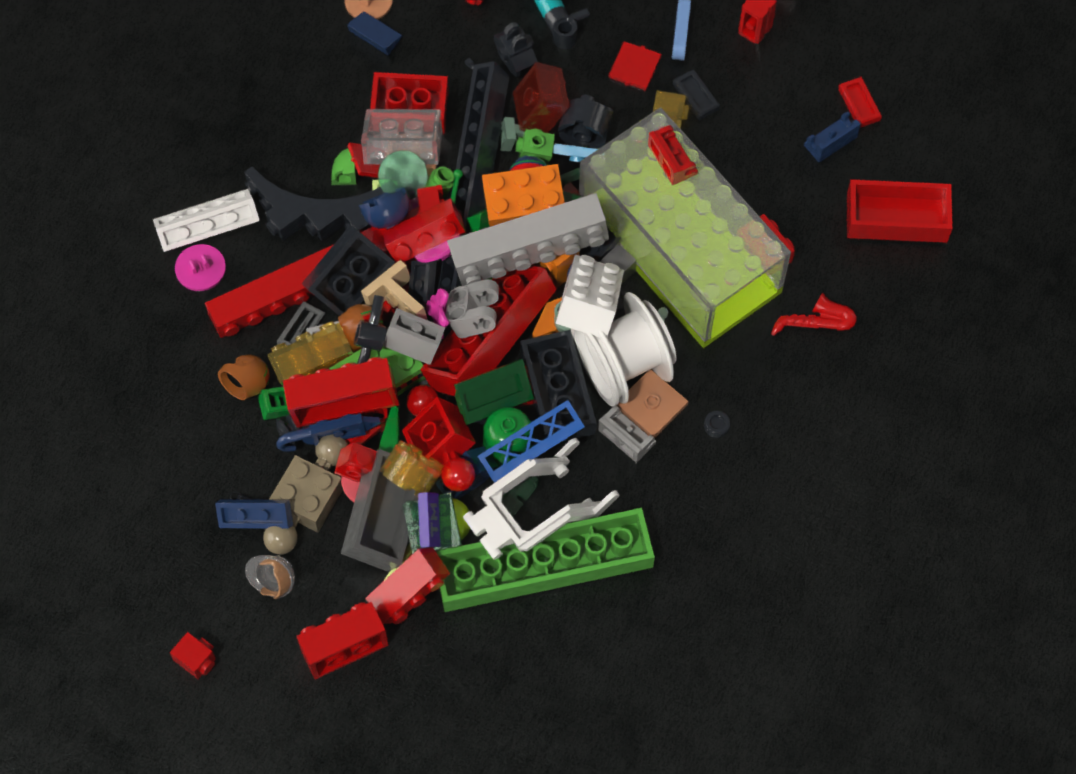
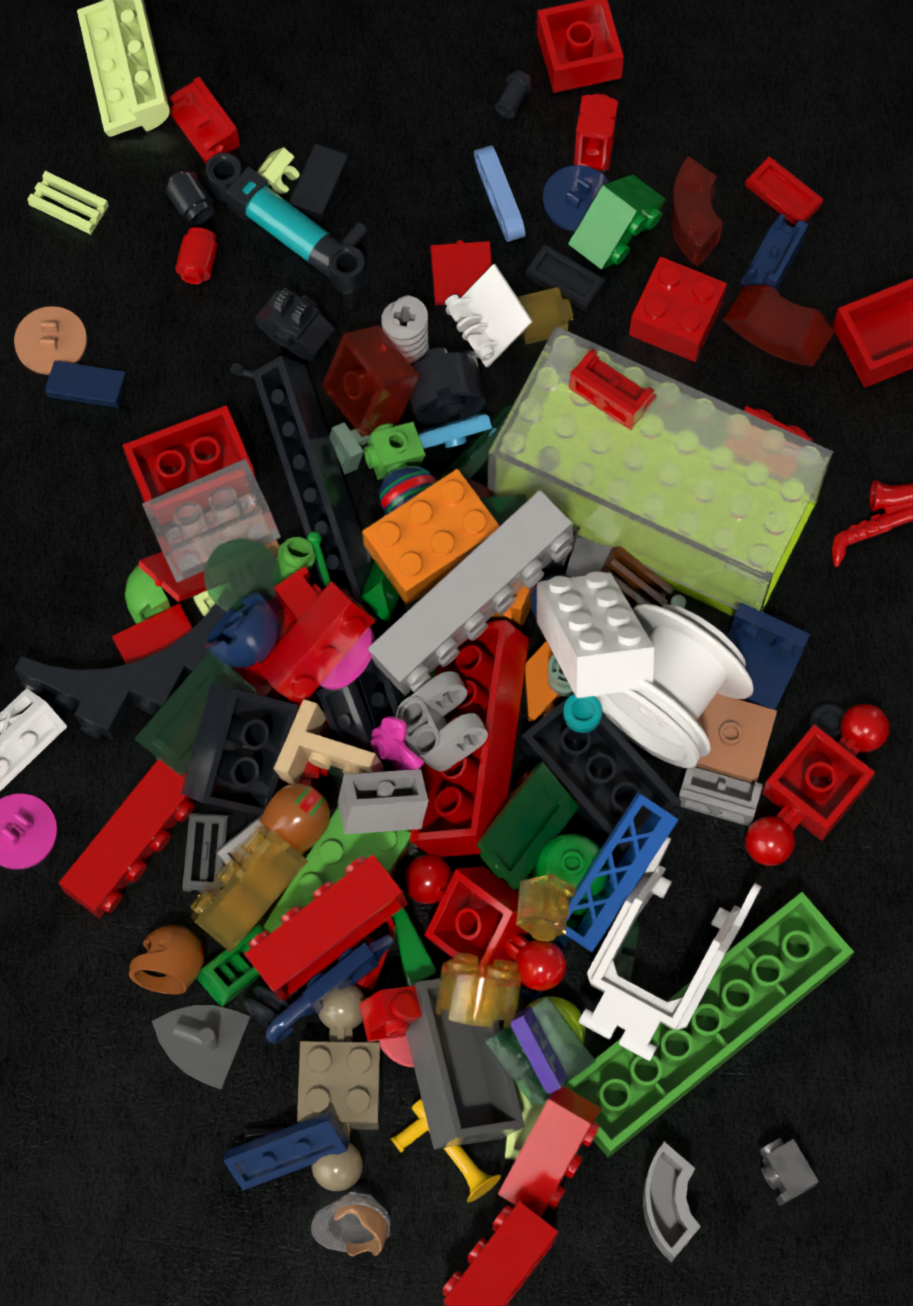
camera: 25 degrees left, 5 degrees up
(242, 433) = (202, 1040): none -> dark grey shield
(315, 245) = (175, 726): none -> clear green piece
(336, 189) = (152, 634): none -> red tile
(359, 588) = (477, 1180): none -> yellow piece
(370, 334) = (324, 827): black piece -> none
(463, 649) = (666, 1202): none -> light grey brick
(477, 439) = (544, 906): none -> clear yellow brick
(548, 669) = (787, 1170): none -> flat silver brick
(563, 343) = (582, 713): none -> teal tile
(579, 77) = (407, 327): none -> light grey piece
(634, 94) = (489, 315): none -> white hinge
(657, 300) = (636, 576): none -> reddish brown tile
(688, 453) = (817, 783): none -> red brick
(697, 364) = (769, 651): none -> dark blue bracket
(729, 52) = (571, 193): none -> dark blue piece
(741, 69) = (613, 218): none -> brick
(753, 140) = (677, 309): none -> red brick
(795, 83) = (692, 215): none -> clear red brick
(812, 177) = (779, 325): none -> clear red brick

